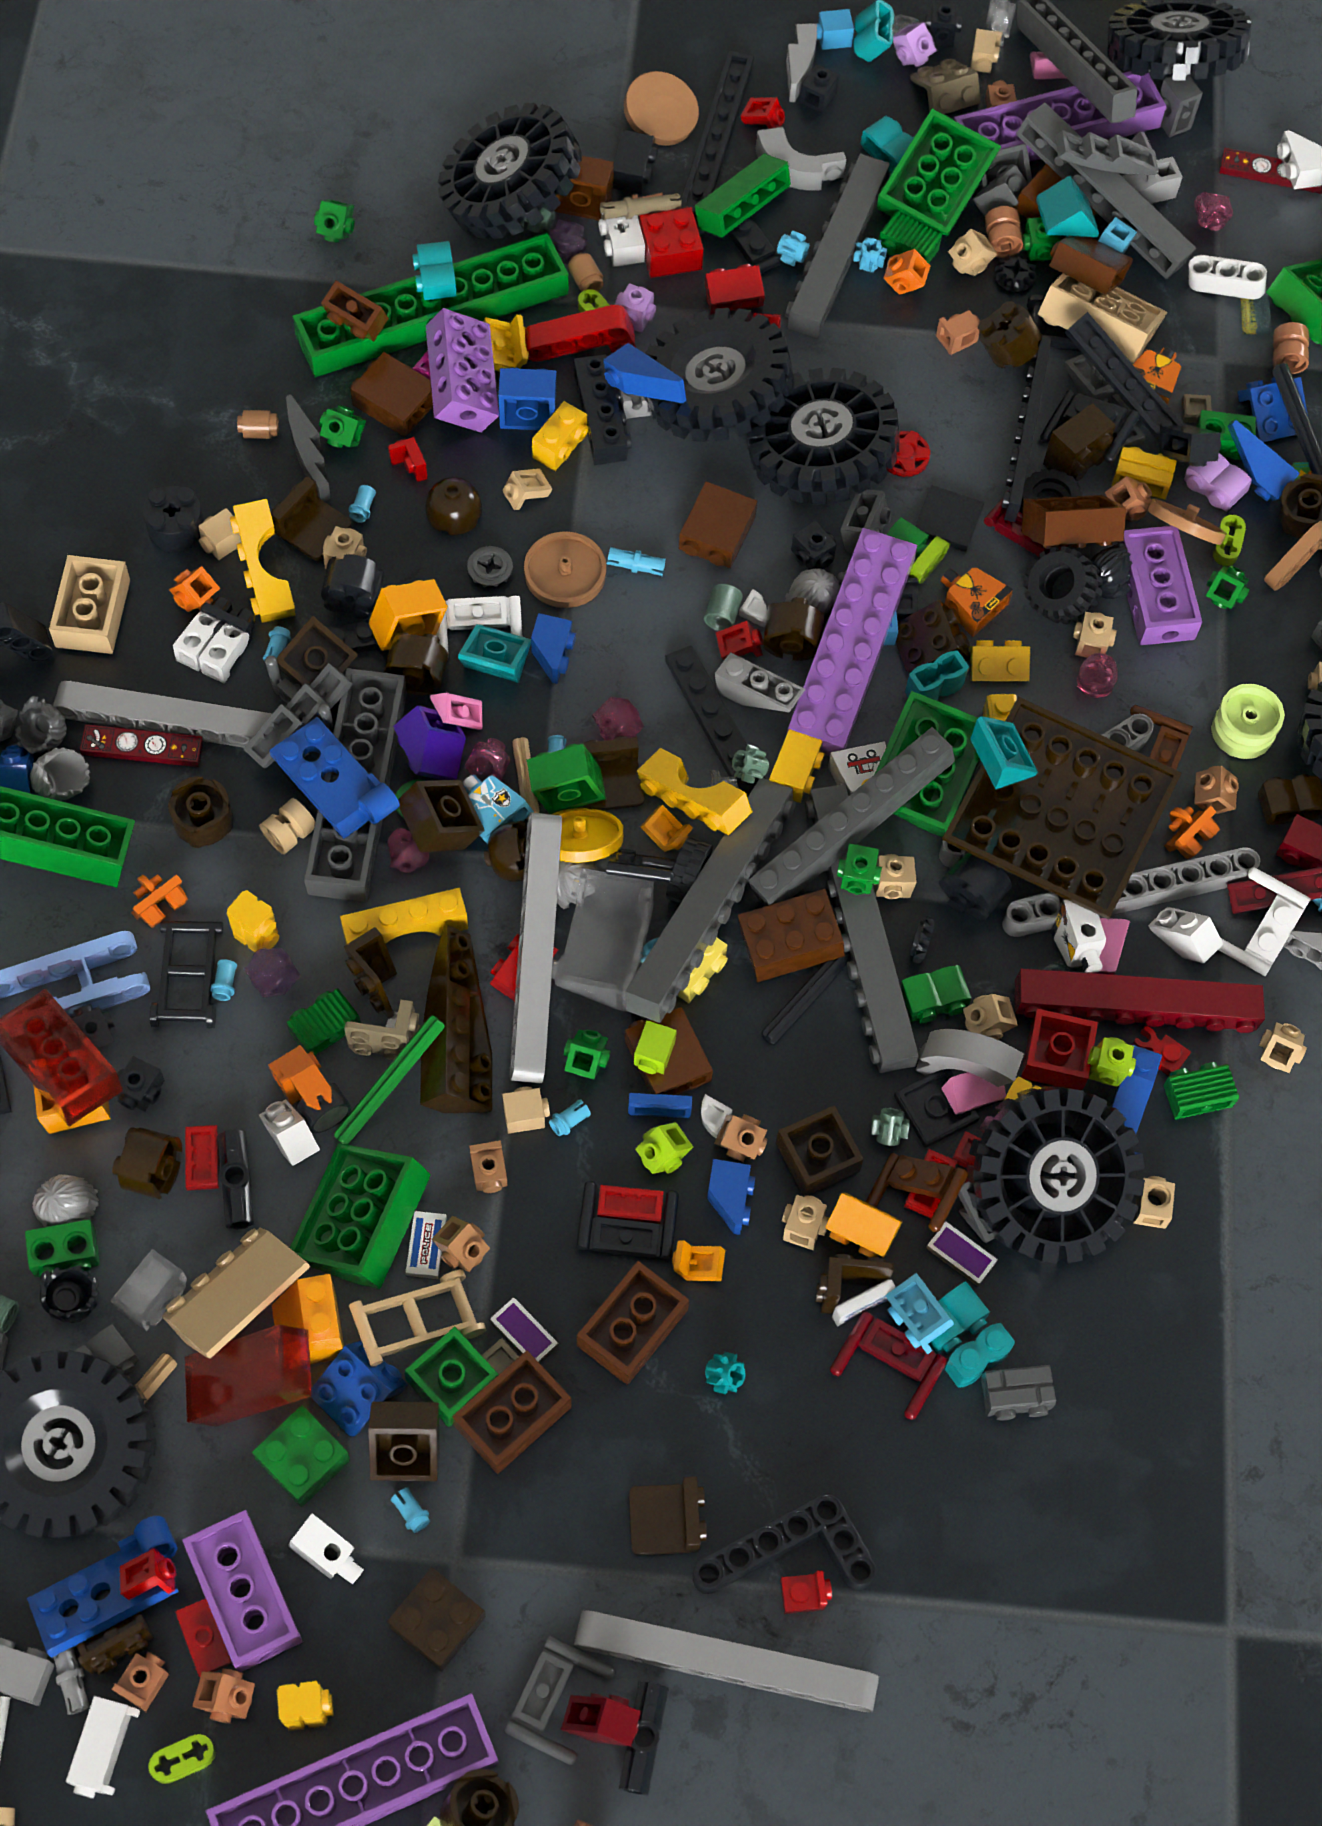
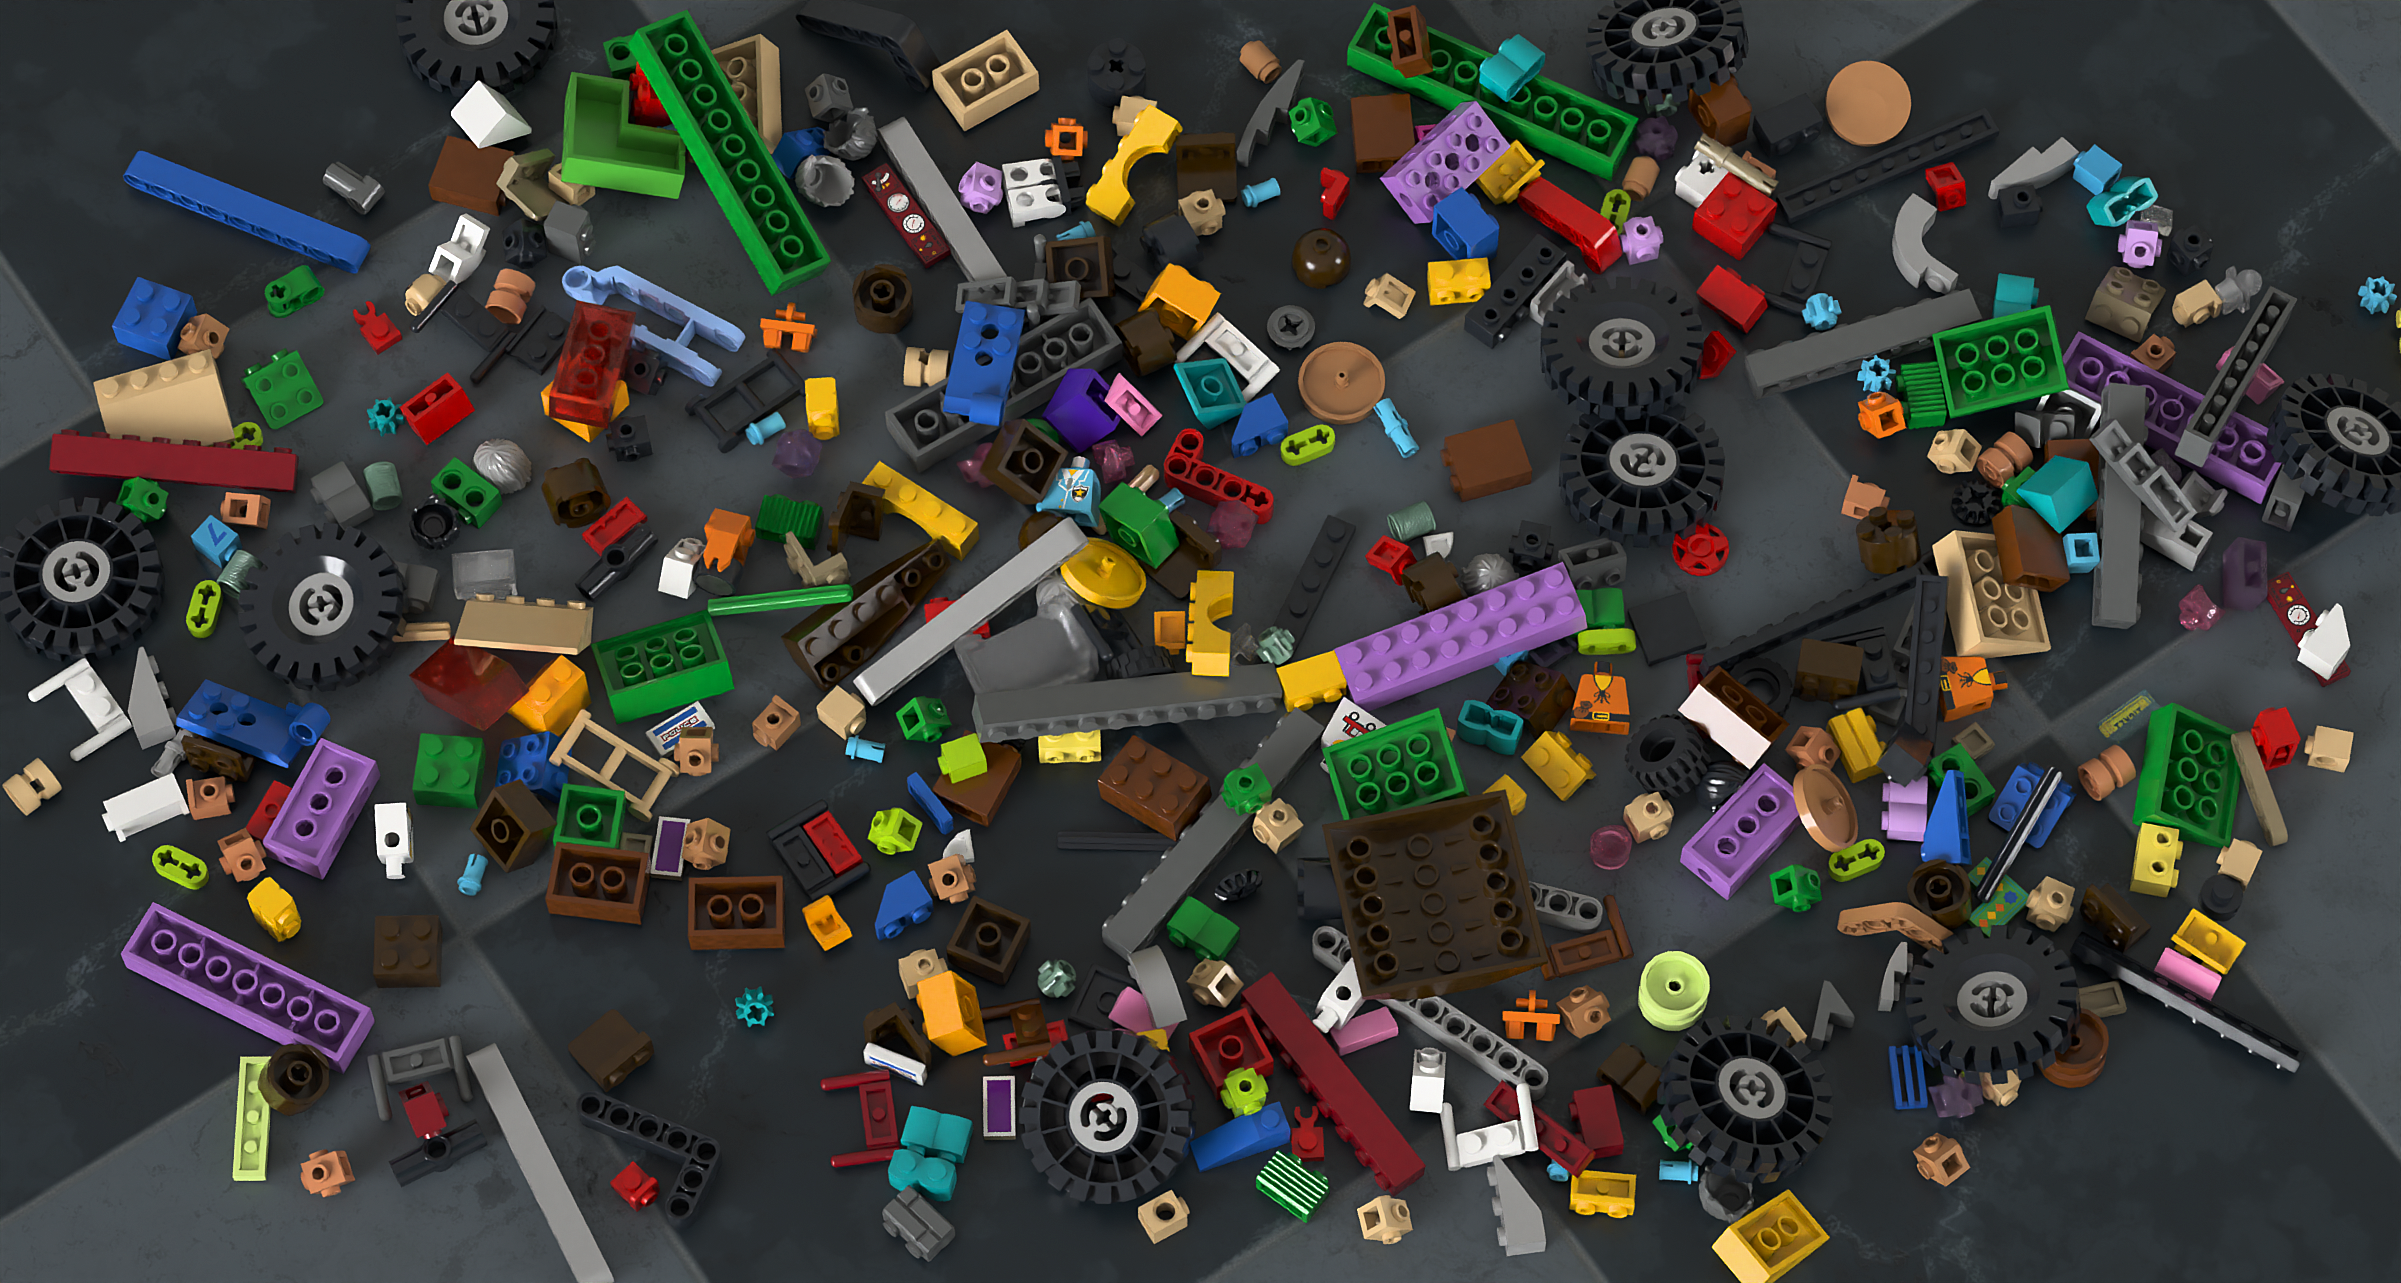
camera: 55 degrees right, 0 degrees up
(145, 1573) = (279, 733): red bracket -> none
(175, 675) = (981, 188): none -> lavender brick
(550, 1300) = (706, 843): none -> medium nougat brick
(572, 703) = (1221, 481): none -> red beam
(588, 626) = (1308, 445): none -> lime beam
(642, 376) = (1553, 290): blue slope -> none
(743, 195) = (1834, 233): green brick -> none
(755, 686) = (1354, 596): light grey slope -> none
(853, 819) = (1287, 752): dark grey brick -> none
(919, 1311) = (912, 1101): medium azure bracket -> none
(1002, 752) = (1436, 811): teal slope -> none
(1211, 167) = (2245, 574): none -> clear purple brick
(1227, 277) = (2133, 681): white beam -> none

